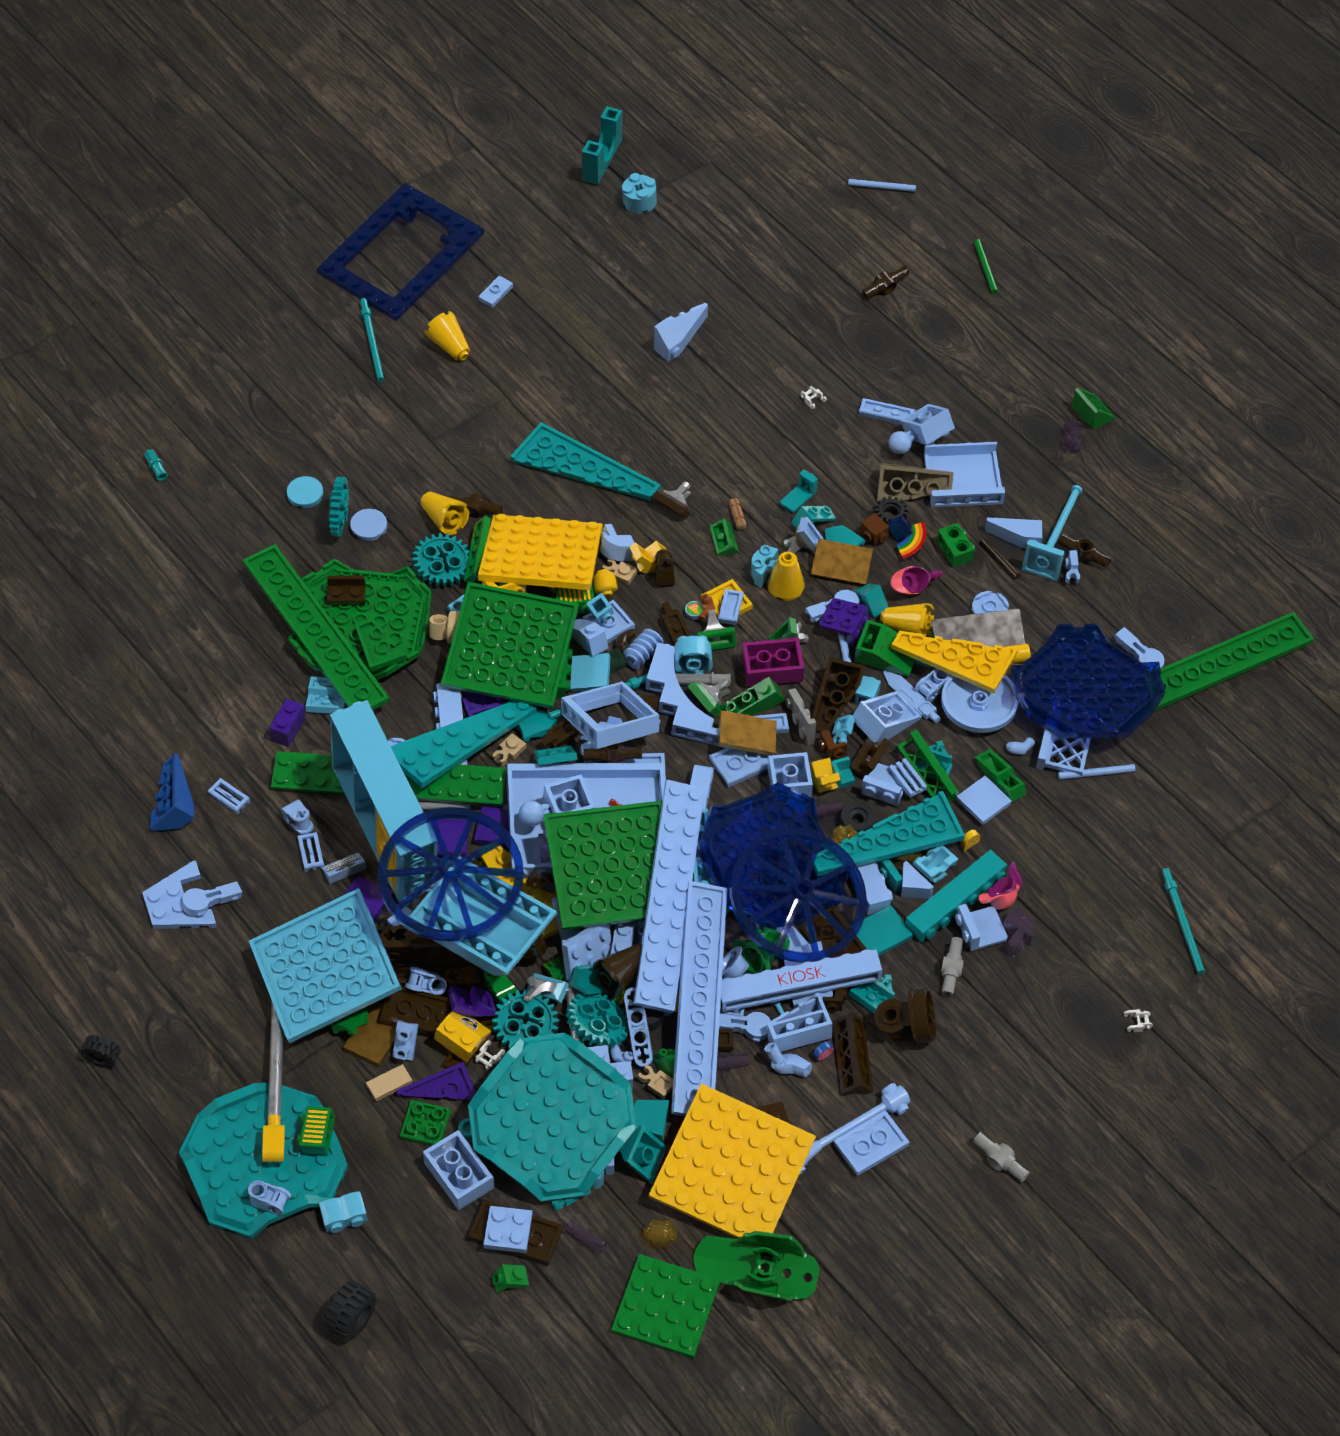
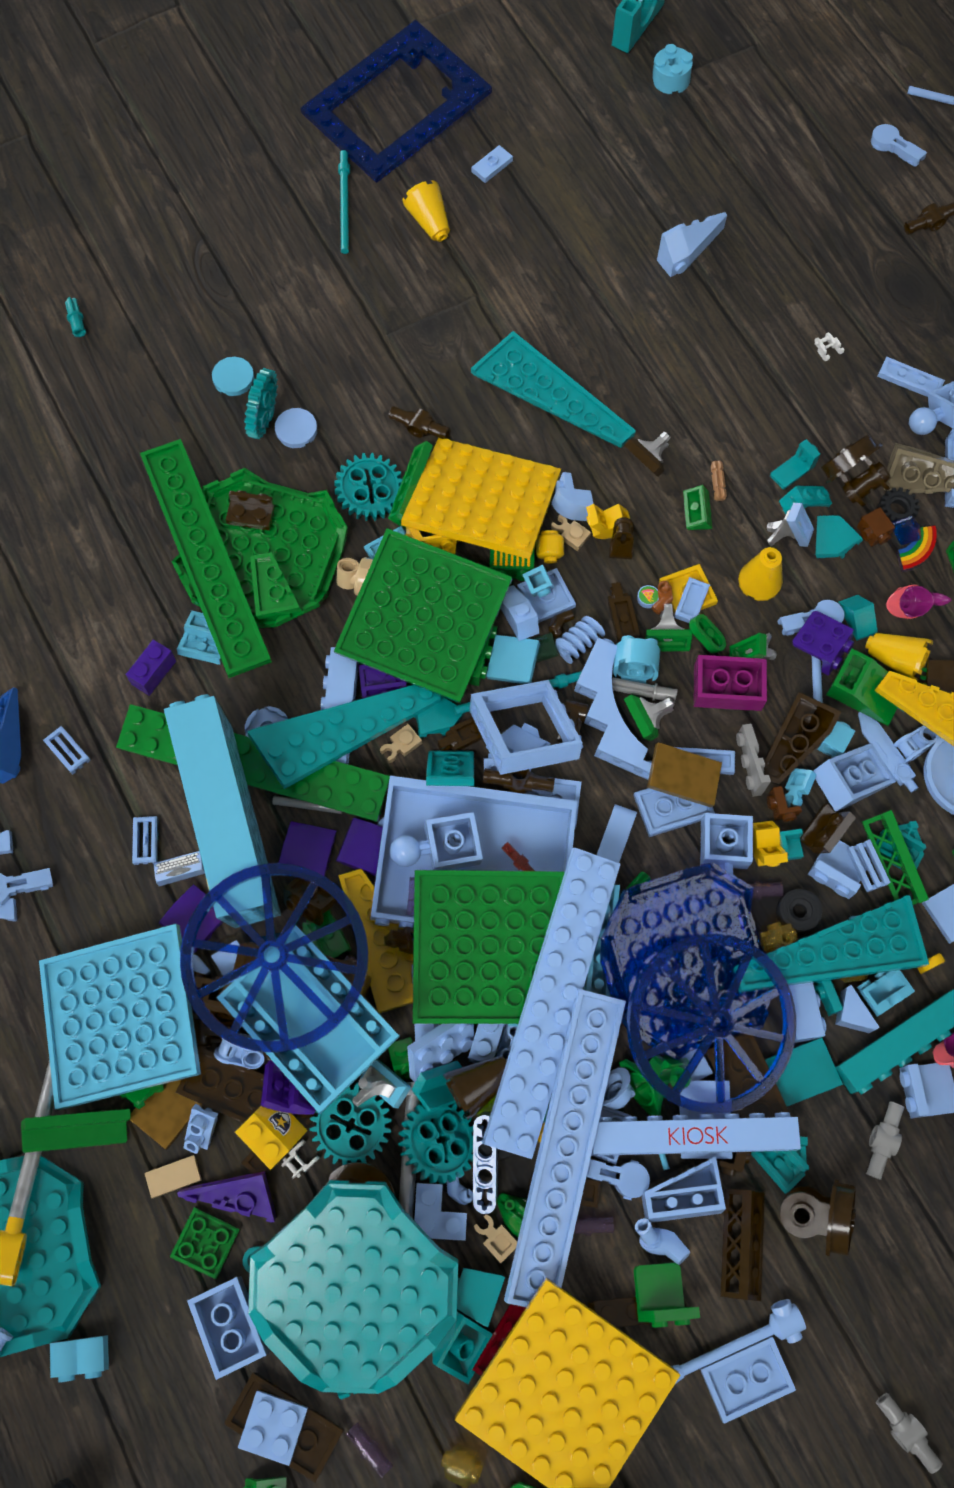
camera: 10 degrees right, 15 degrees up
(298, 817) = (138, 794): light blue piece -> none
(305, 1054) = (74, 1130): none -> green panel
(316, 1130) = (62, 1249): green brick -> none
(445, 512) = (383, 427): yellow cone -> none
(747, 628) = (707, 633): none -> green plate
(755, 699) = (698, 728): green slope -> none
(763, 561) = (738, 547): medium azure cylinder -> none
(794, 1096) = (661, 1295): none -> green bracket
(823, 1051) = (708, 1233): blue tile -> none
(833, 226) = (883, 140): none -> light blue piece
(836, 483) = (870, 479): none -> dark brown piece
(842, 562) = (831, 563): pearl gold tile -> none

